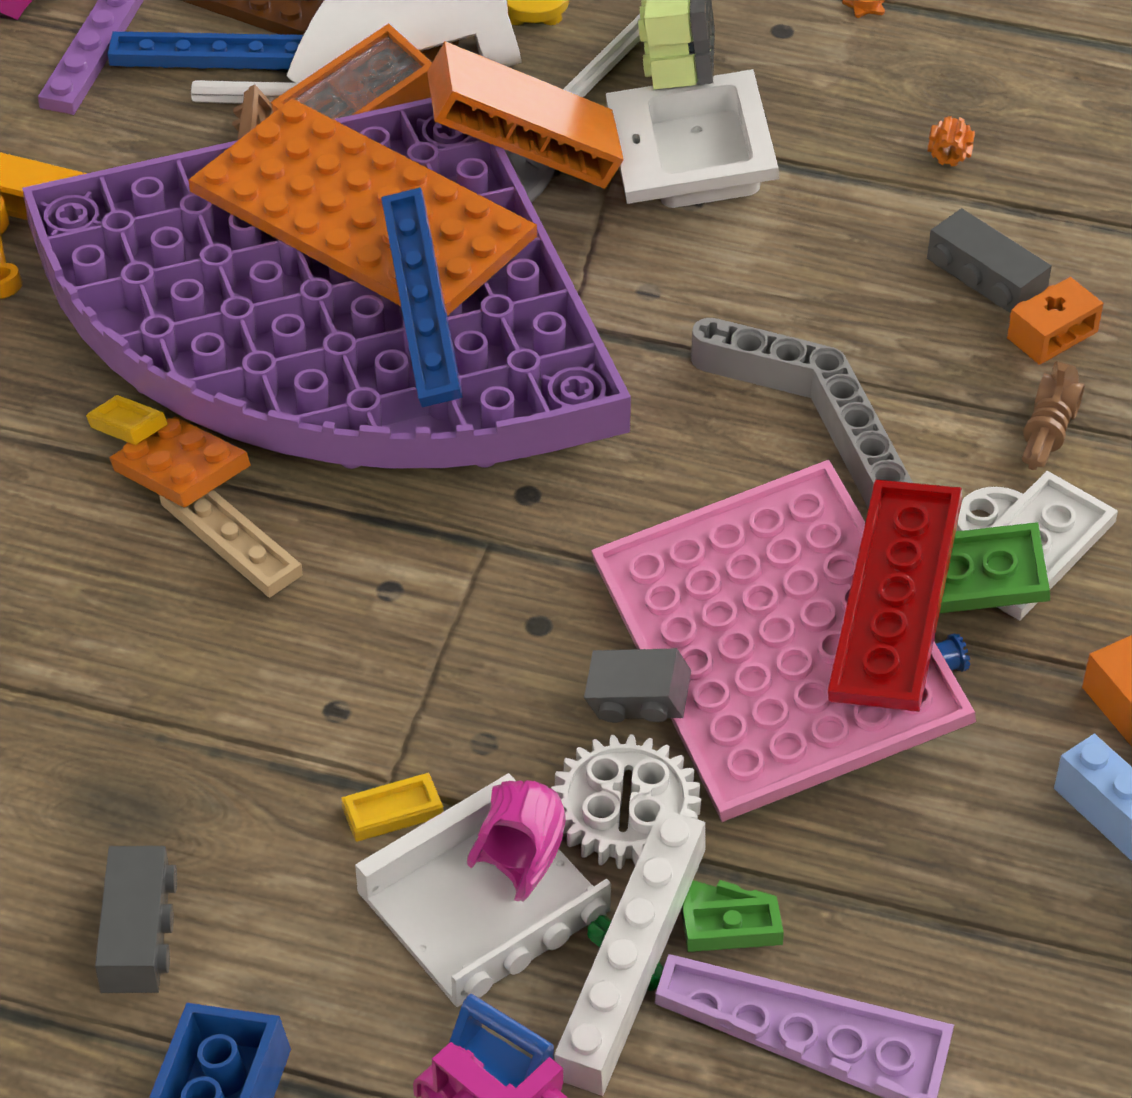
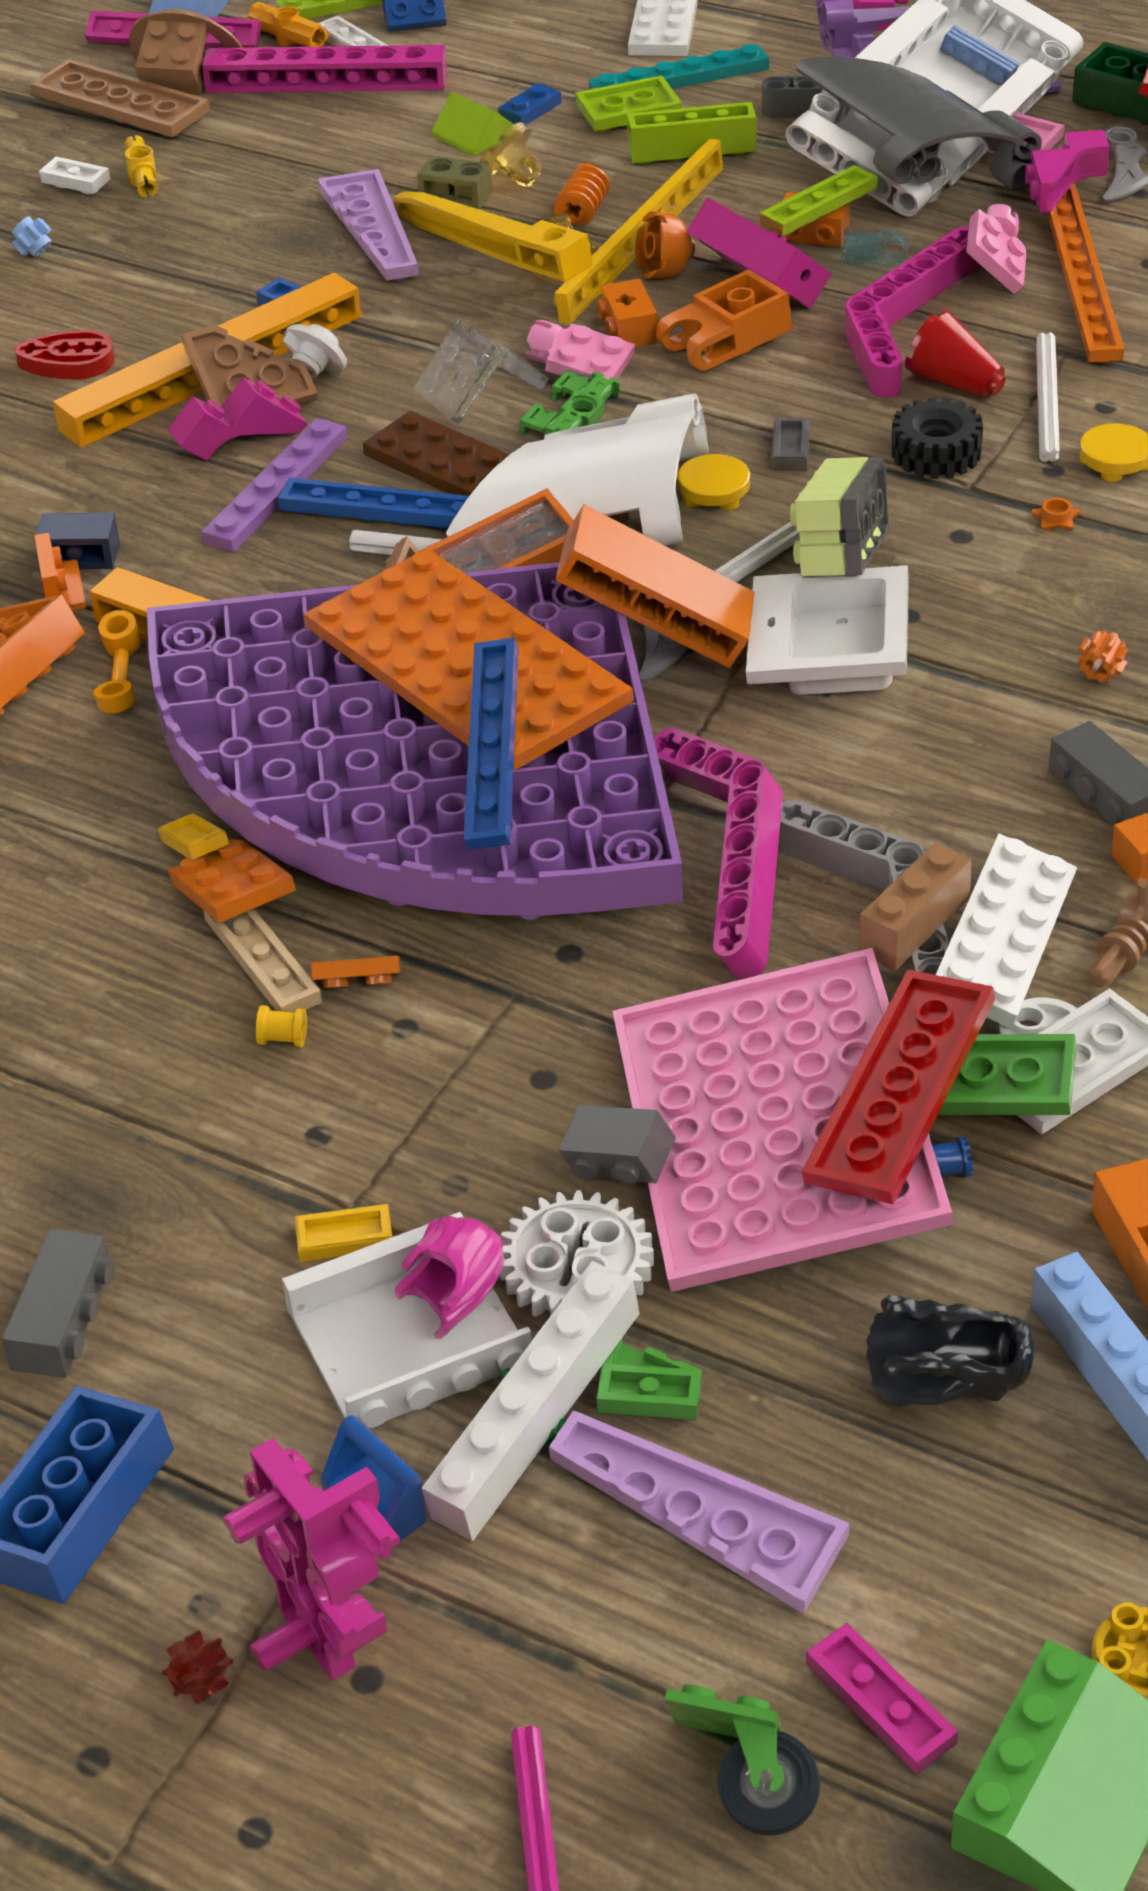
camera: 15 degrees right, 5 degrees down
(272, 605) = (281, 1026): none -> yellow bush
(347, 535) = (336, 973): none -> orange plate
(679, 364) = (748, 844): none -> dark pink beam
(858, 412) = (915, 905): none -> medium nougat brick
(938, 416) = (1008, 923): none -> white plate
(998, 847) = (945, 1352): none -> black hair

